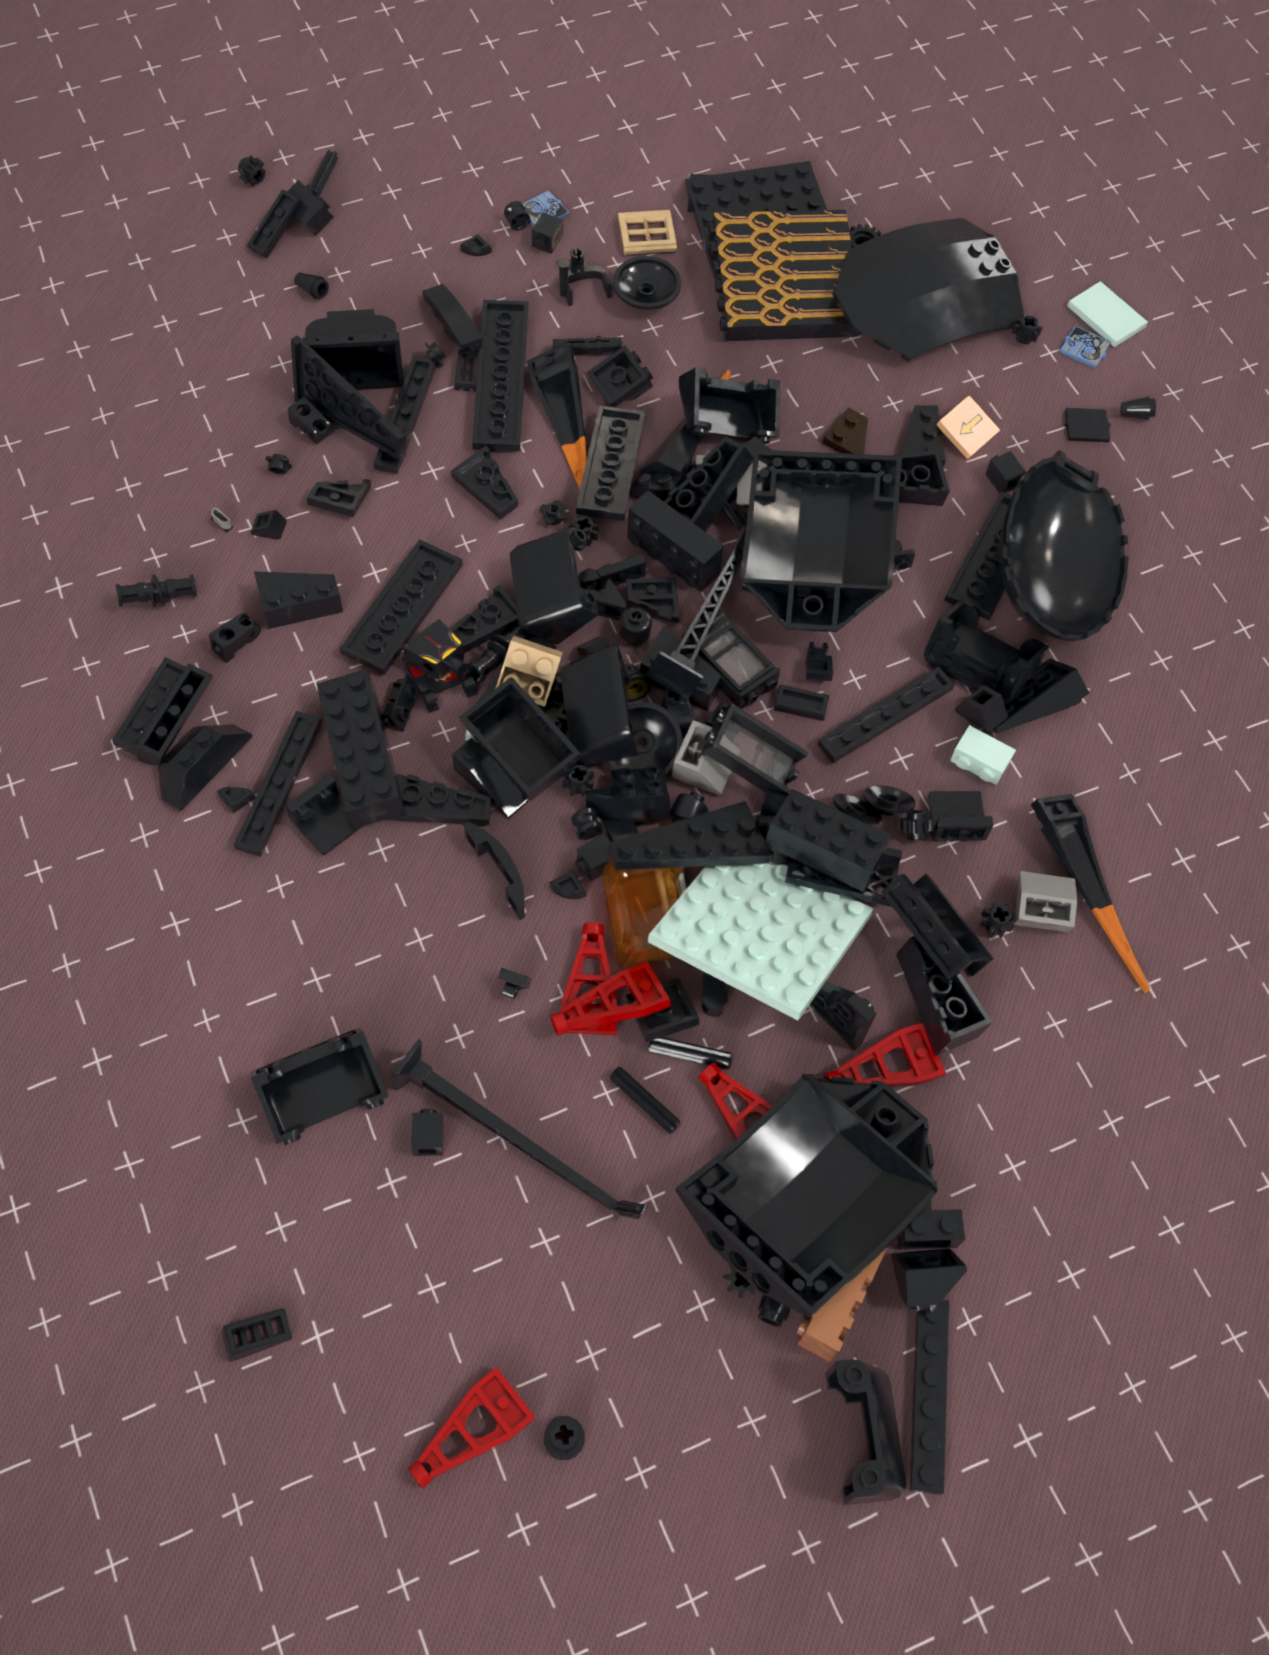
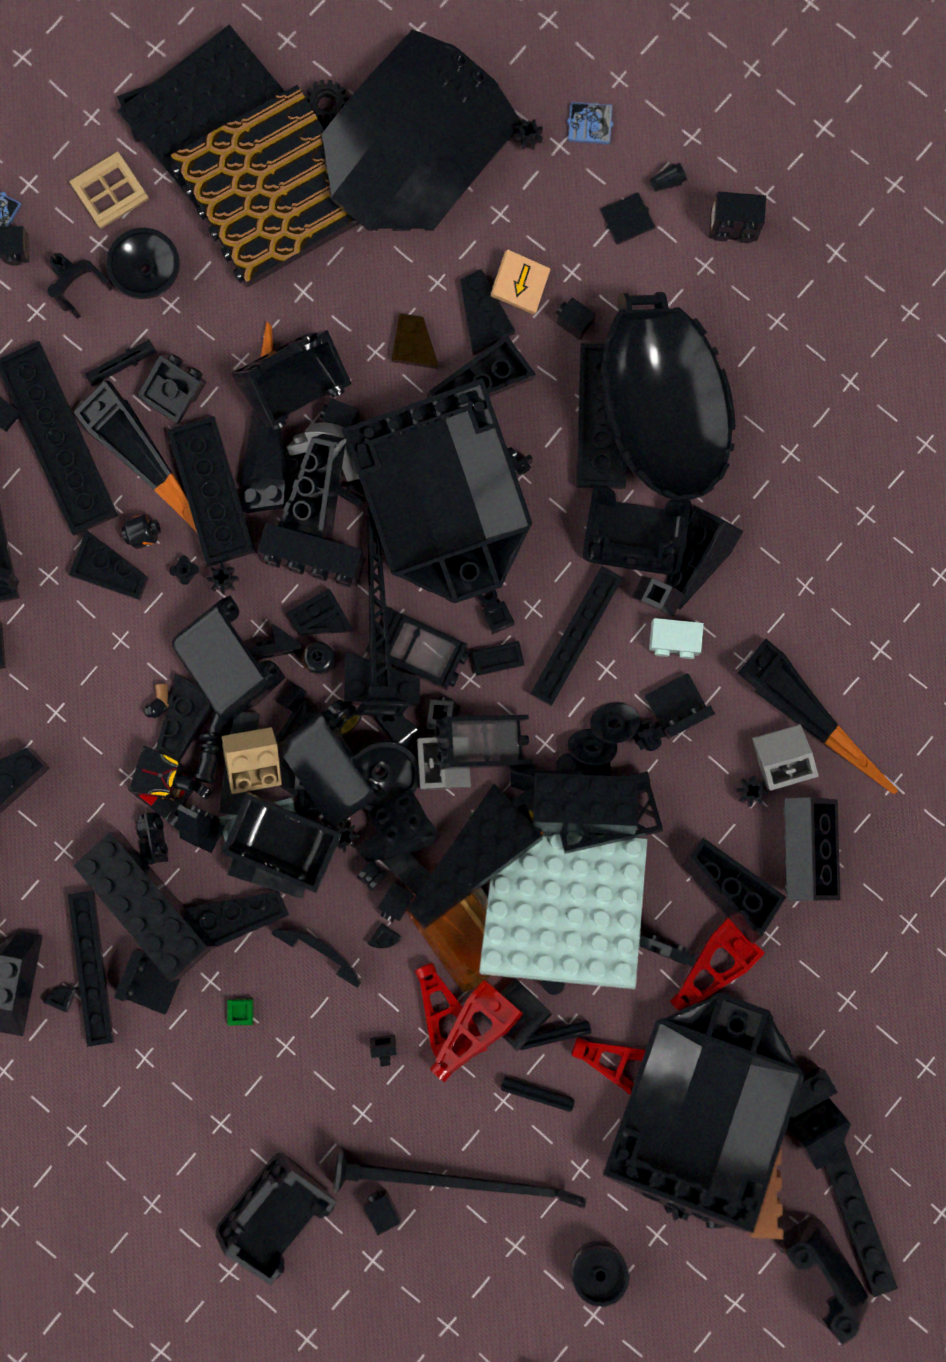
camera: 25 degrees left, 20 degrees up
(394, 887) = (240, 1012): none -> green tile
(401, 607) = (101, 740): black plate -> none
(447, 705) = (199, 827): none -> black slope
(467, 383) = (29, 465): black tile -> none
(470, 602) = (159, 704): none -> arm
(533, 466) = (141, 531): none -> black head
(617, 1322) = (605, 1289): none -> black wheel
(618, 573) = (271, 612): black hinge -> none
(687, 806) = (451, 819): black head -> none
(937, 925) = (699, 843): black fence -> none
(1038, 993) = (812, 849): none -> black brick
(1107, 314) = (596, 72): light aqua tile -> none
(1190, 453) = (737, 216): none -> black brick

